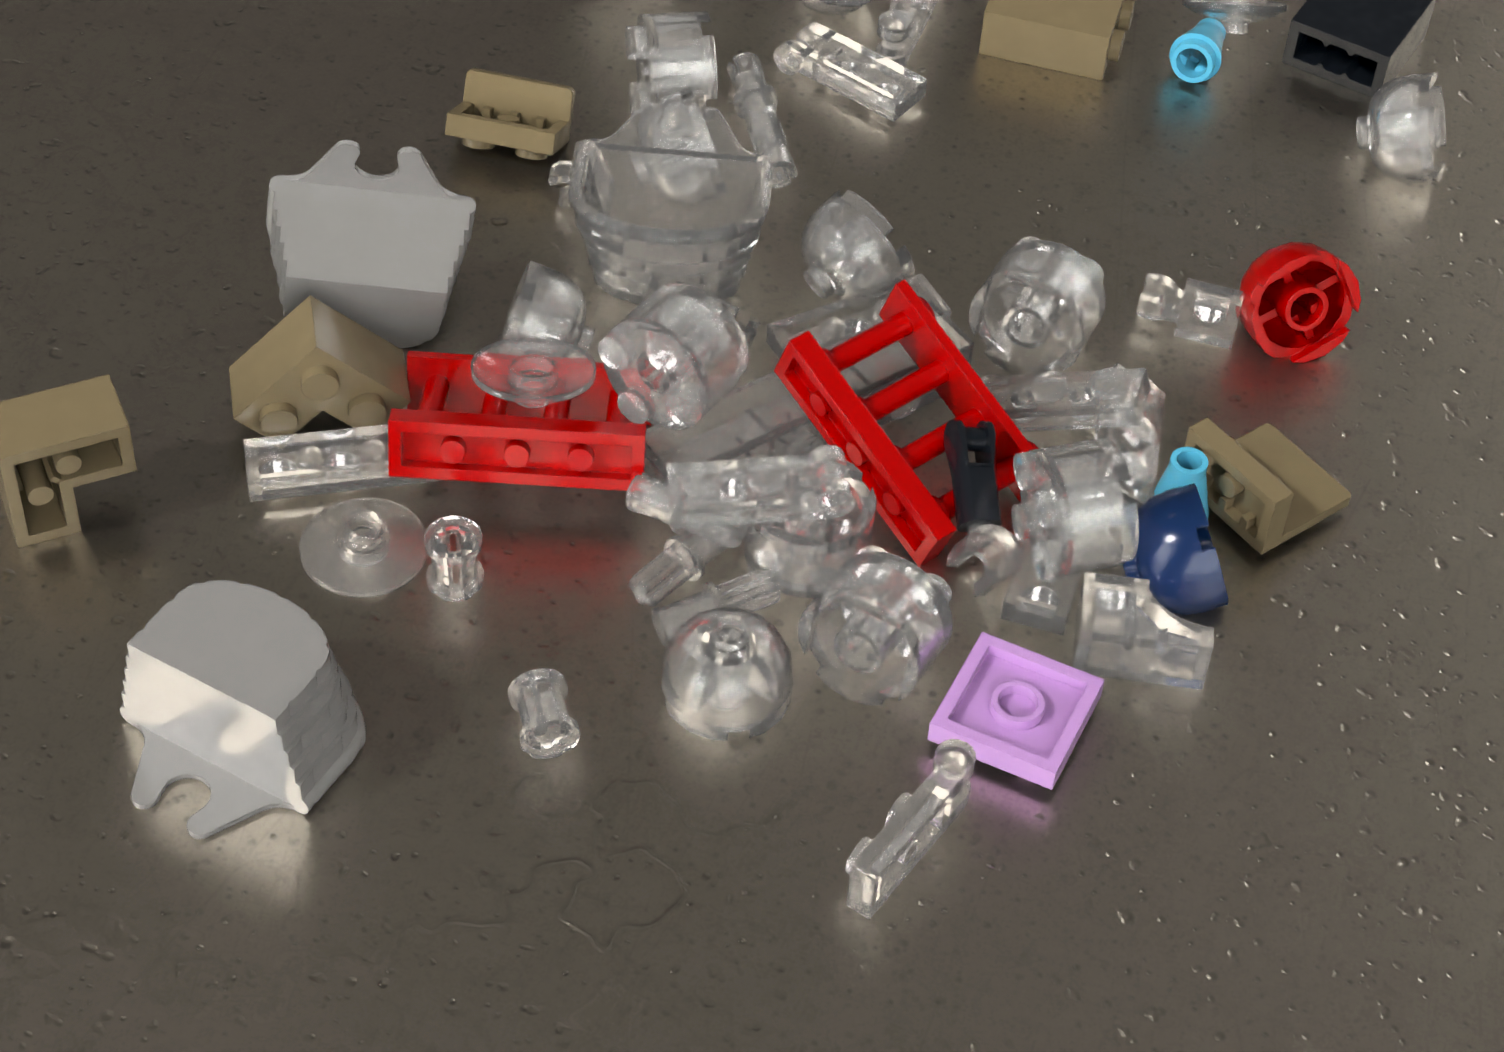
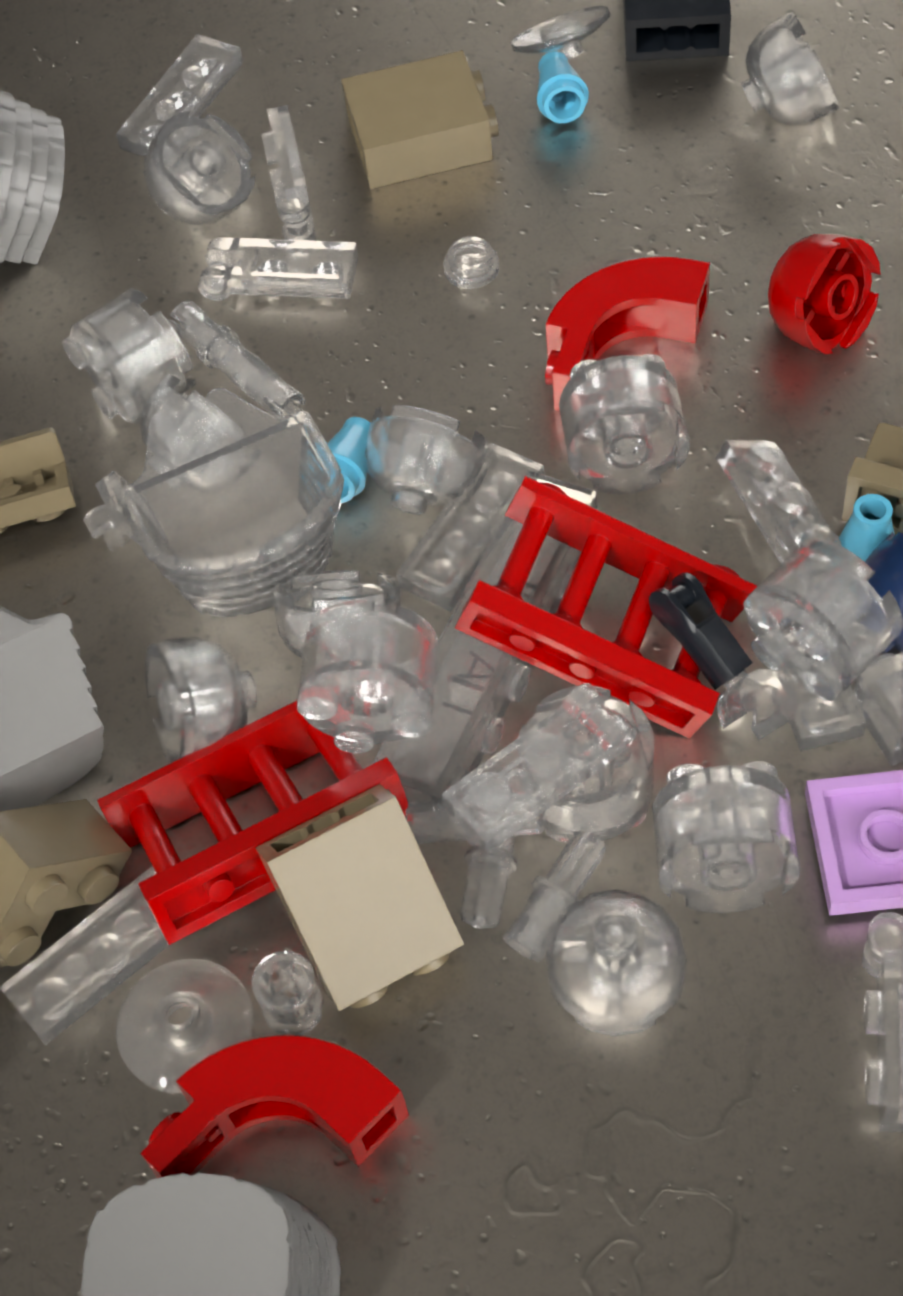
camera: 20 degrees left, 10 degrees up
(402, 611) = (275, 1081): none -> red arch
(533, 373) = (240, 761): clear dish -> none
(542, 708) = (486, 1110): clear bush -> none
(553, 513) = (361, 898): none -> brick
(783, 232) = (349, 450): none -> medium azure cone
(1015, 142) = (471, 263): none -> clear plate
(1072, 398) = (716, 499): clear plate -> none
(1122, 232) = (622, 303): none -> red arch
(1201, 310) = (747, 347): clear plate -> none

